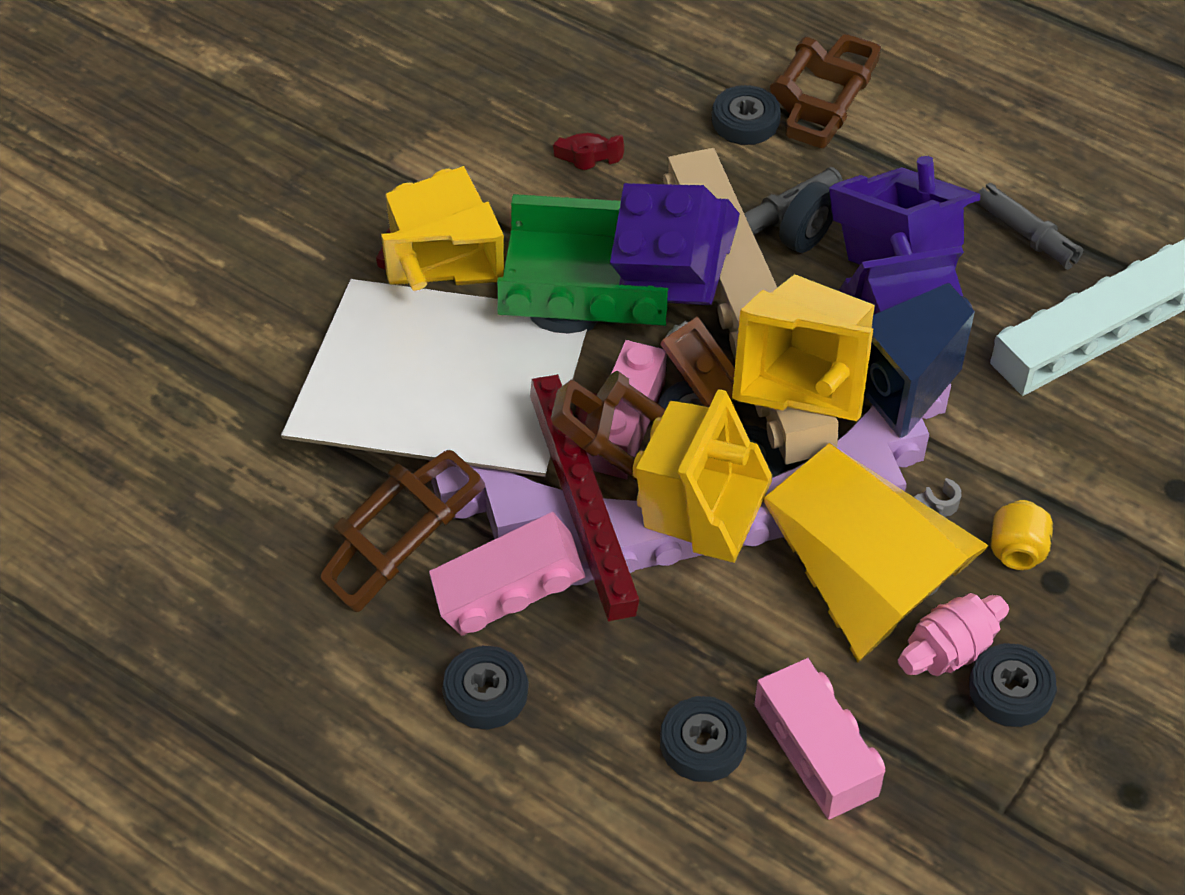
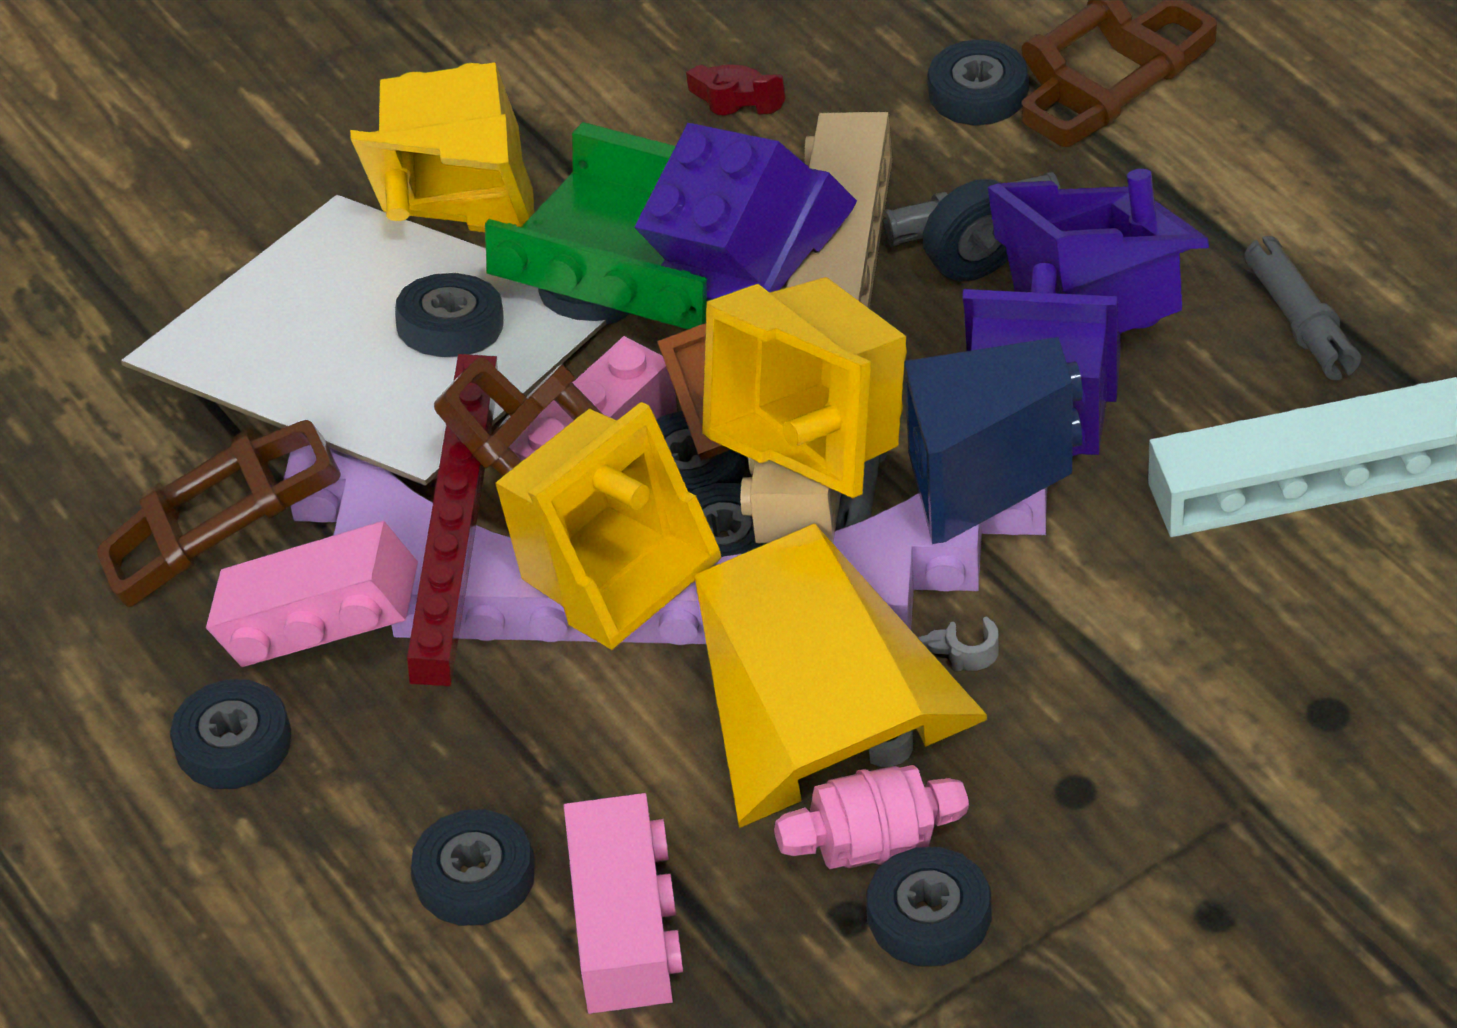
camera: 25 degrees right, 5 degrees down
(489, 350) = (449, 314): none -> black bush
(1021, 535) = (1046, 713): yellow head -> none

